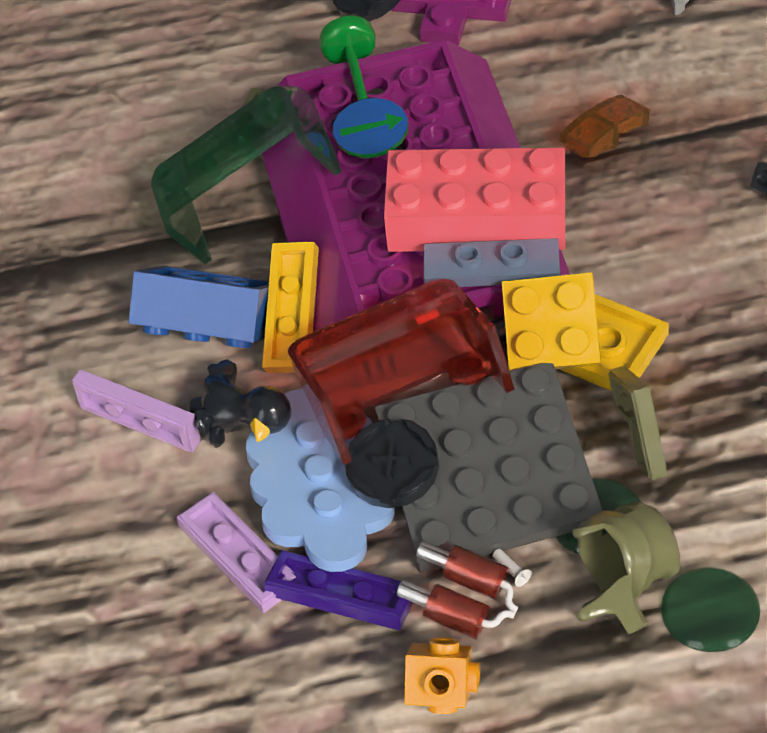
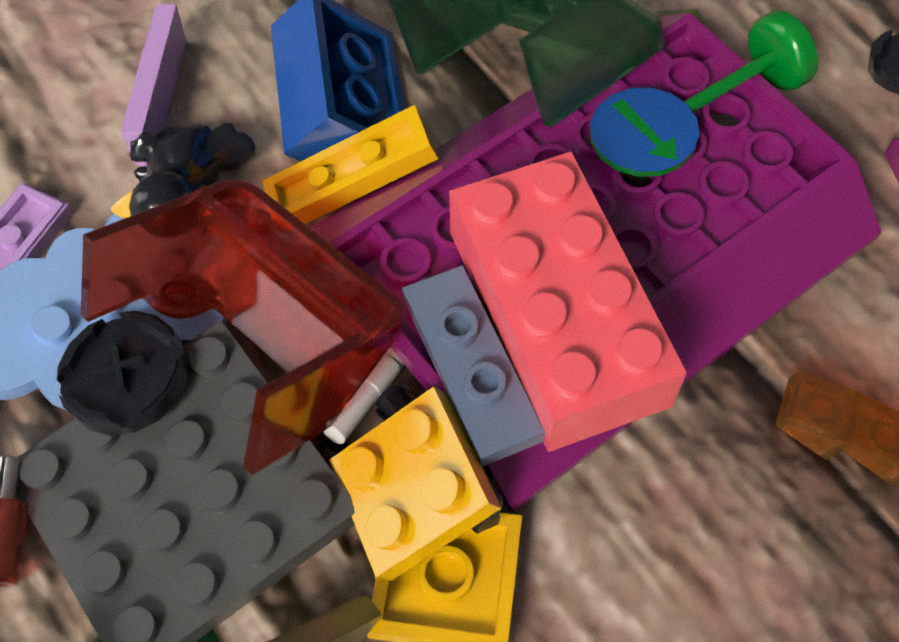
camera: 60 degrees right, 10 degrees up
(521, 576) = (32, 586): white piece -> none

